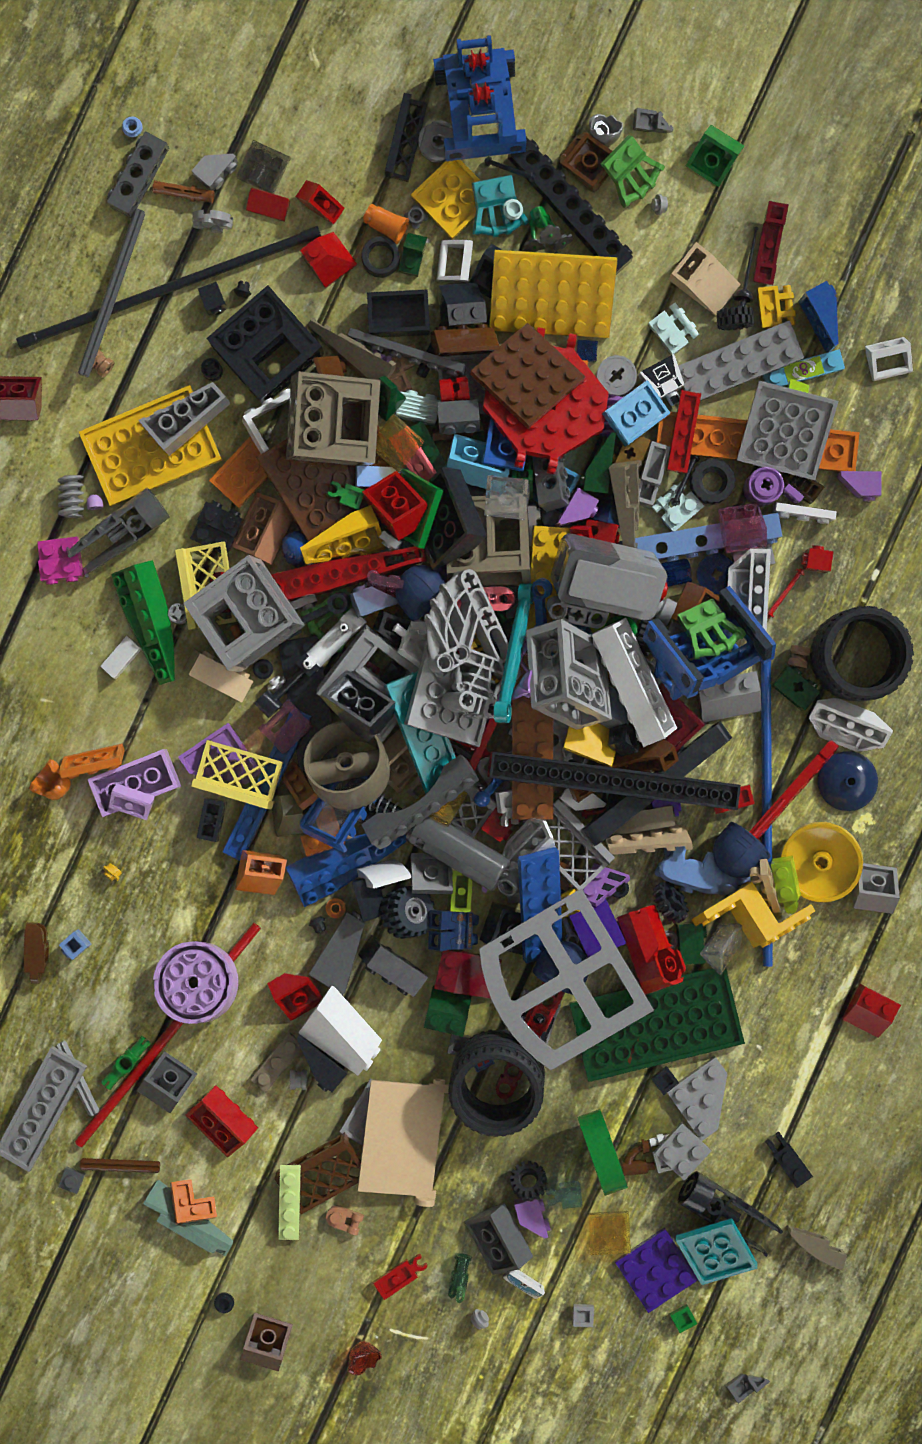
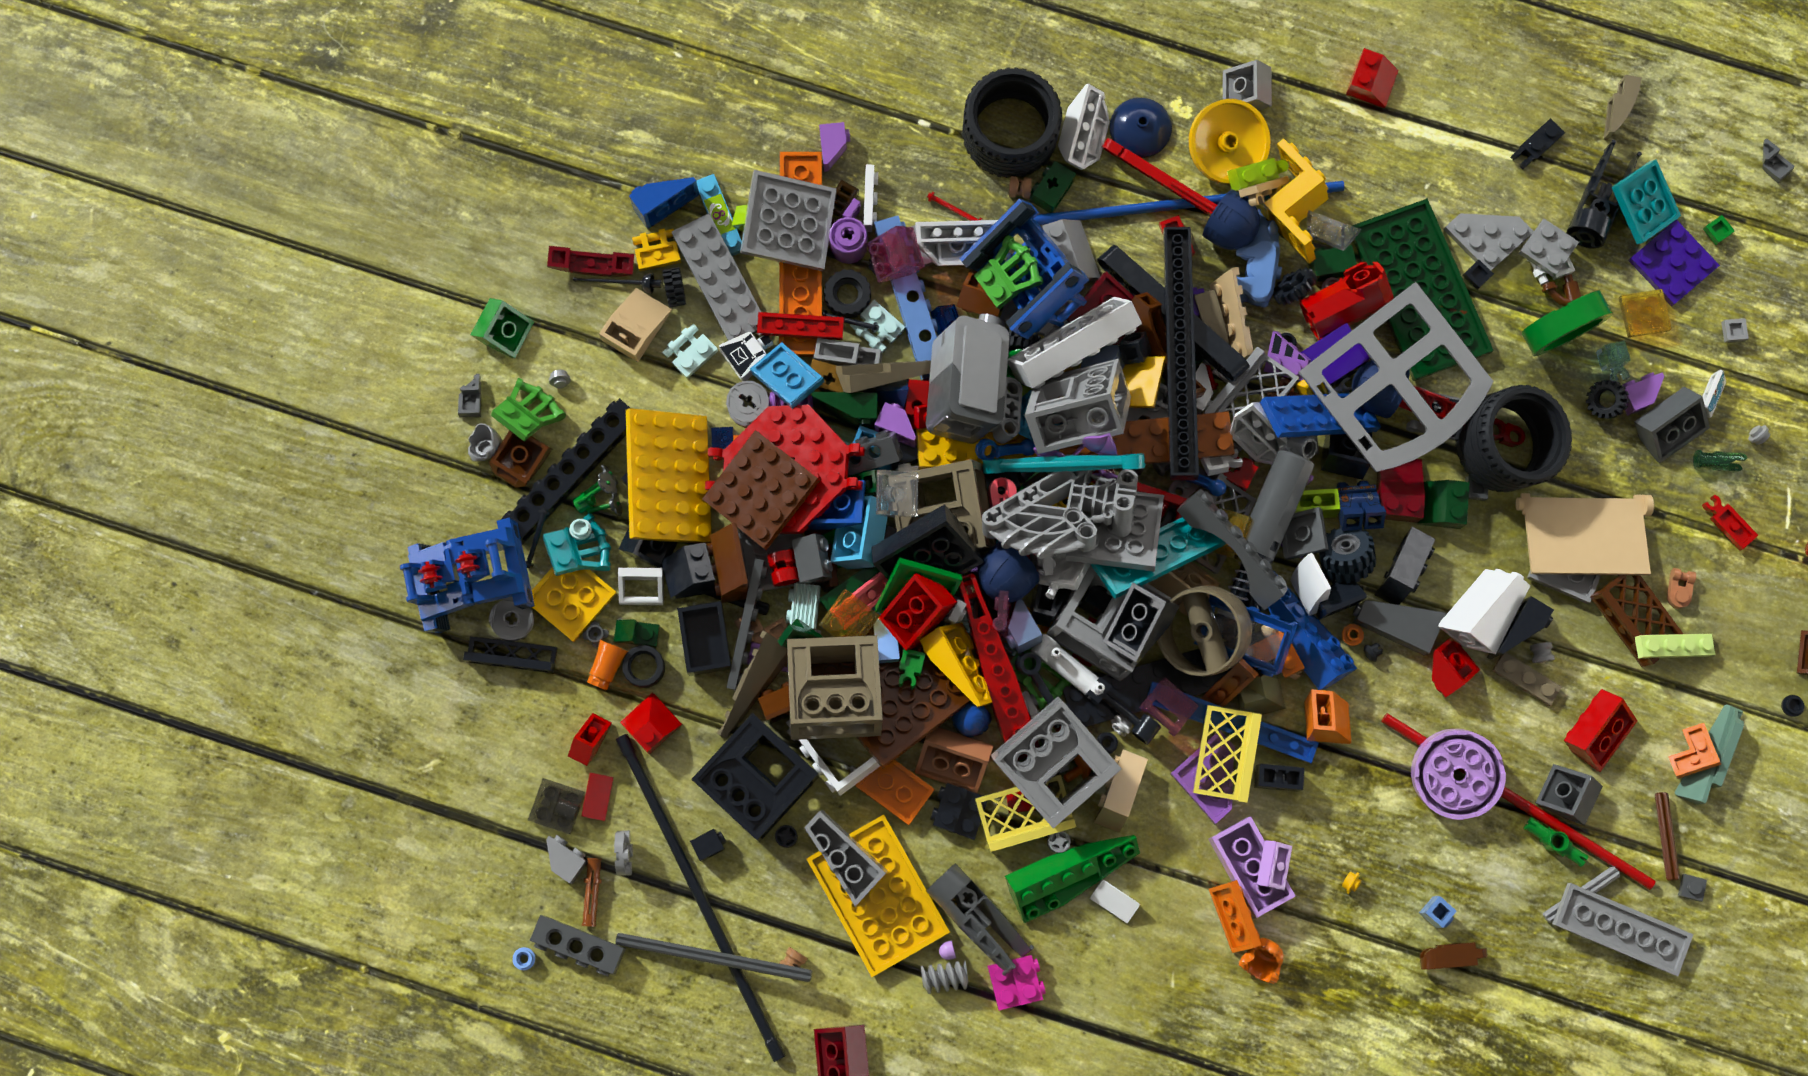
camera: 95 degrees left, 10 degrees down
(242, 289) = (694, 813): black piece -> none
(707, 566) = (942, 291): clear blue plate -> none
(817, 559) = (916, 179): red brick -> none
(888, 348) = (690, 134): white tile -> none

